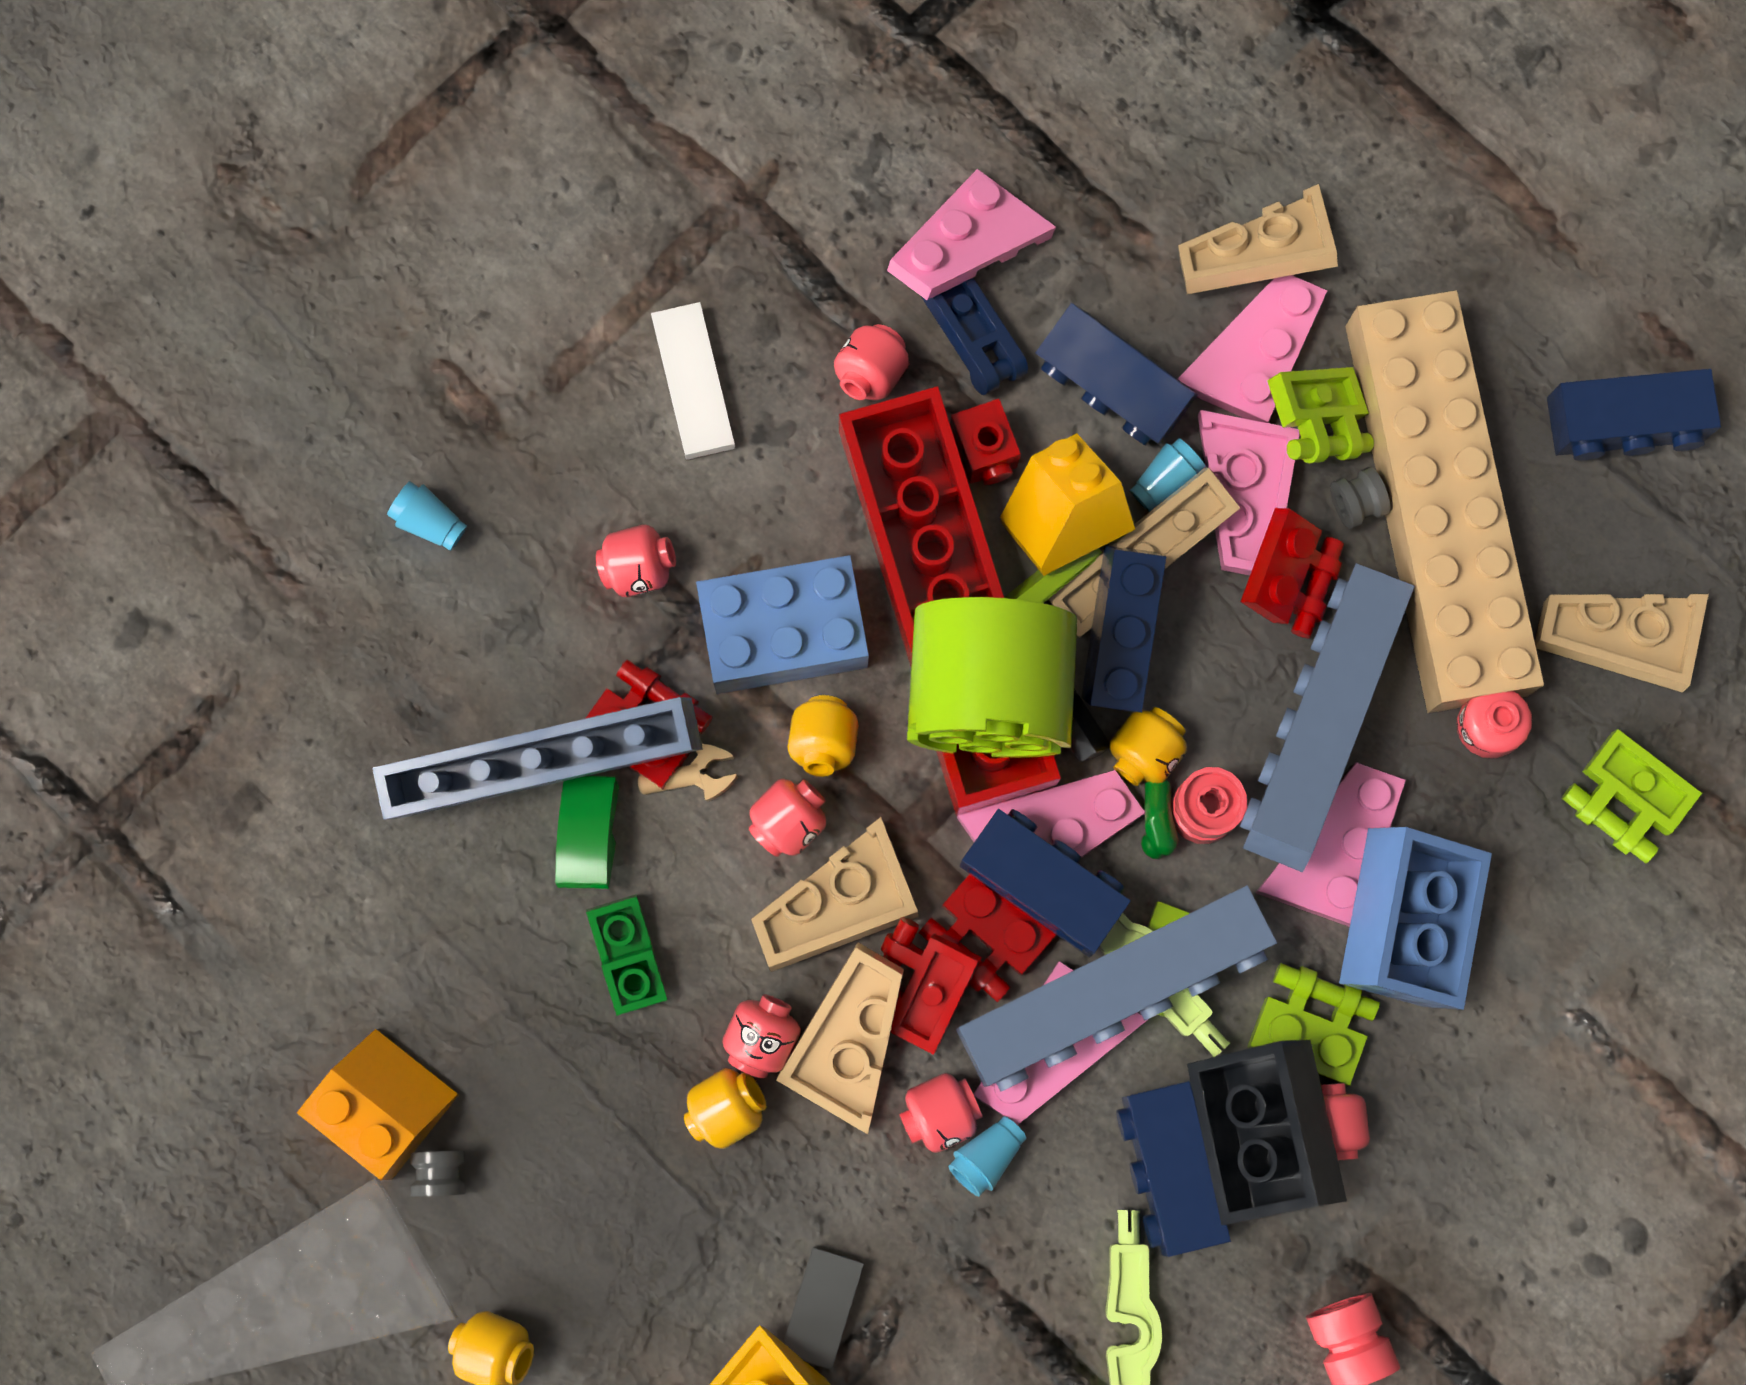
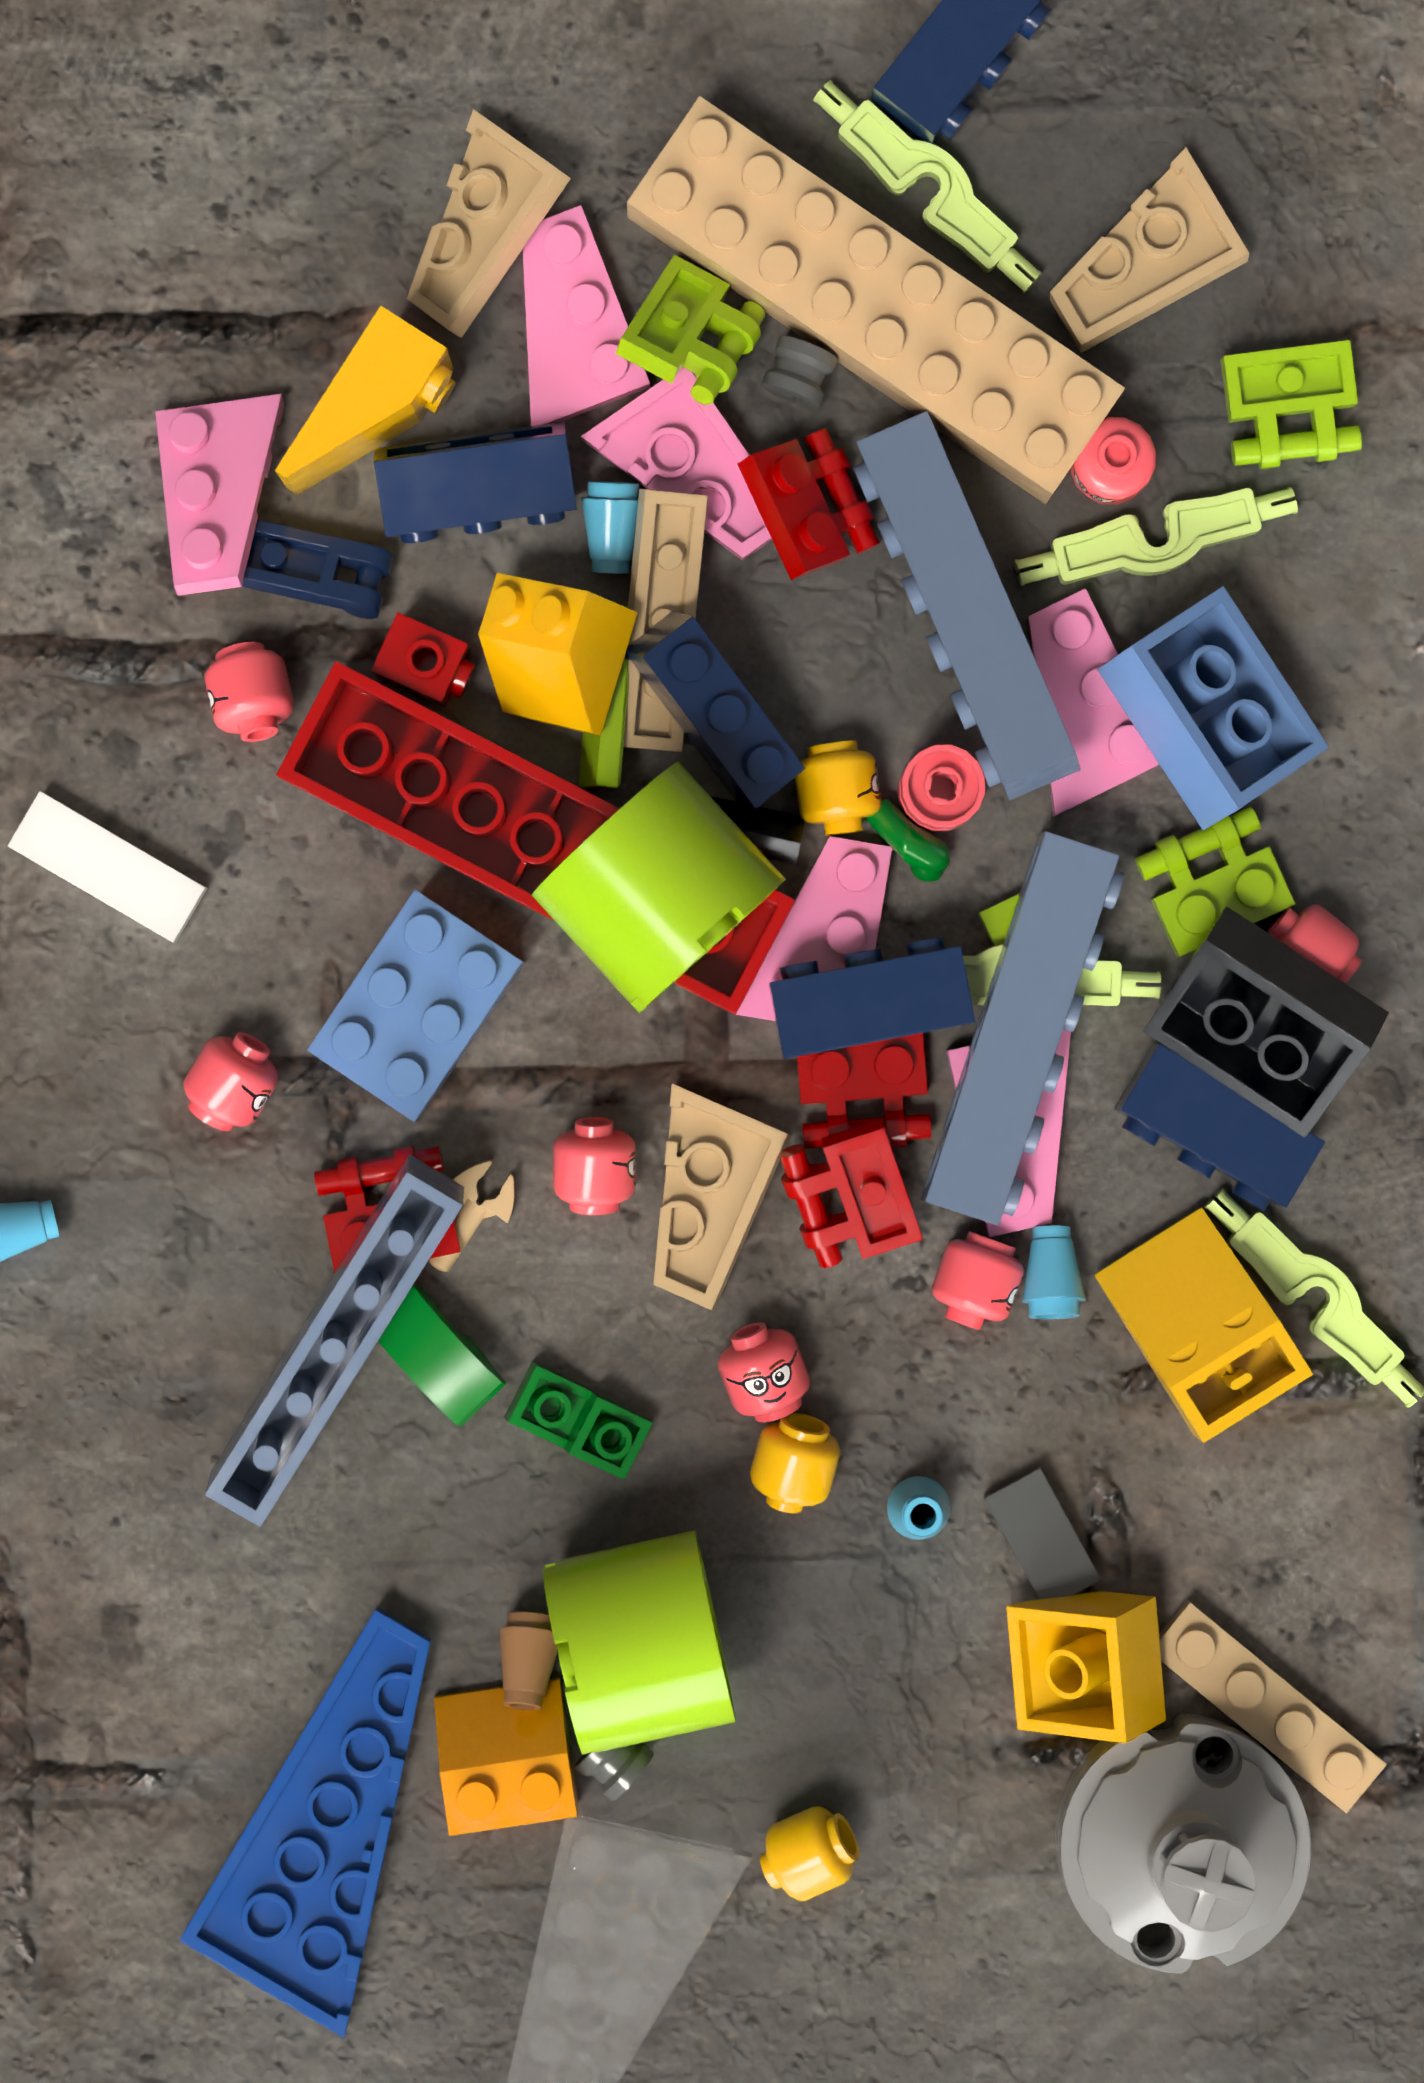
camera: 40 degrees left, 10 degrees up
(200, 1048) = (309, 1864): none -> blue wing
(452, 1060) = (526, 1659): none -> medium nougat cone
(523, 1113) = (638, 1643): none -> lime brick
(783, 1204) = (914, 1492): none -> medium azure cone
(823, 735) = (551, 1066): yellow head -> none
(847, 1039) = (838, 1302): tan wing -> none
(1046, 1278) = (1202, 1325): none -> yellow slope
(1103, 272) = (374, 397): none -> yellow slope
(1500, 808) = (1188, 527): none -> yellowish green piece
(1537, 499) = (903, 161): none -> yellowish green piece

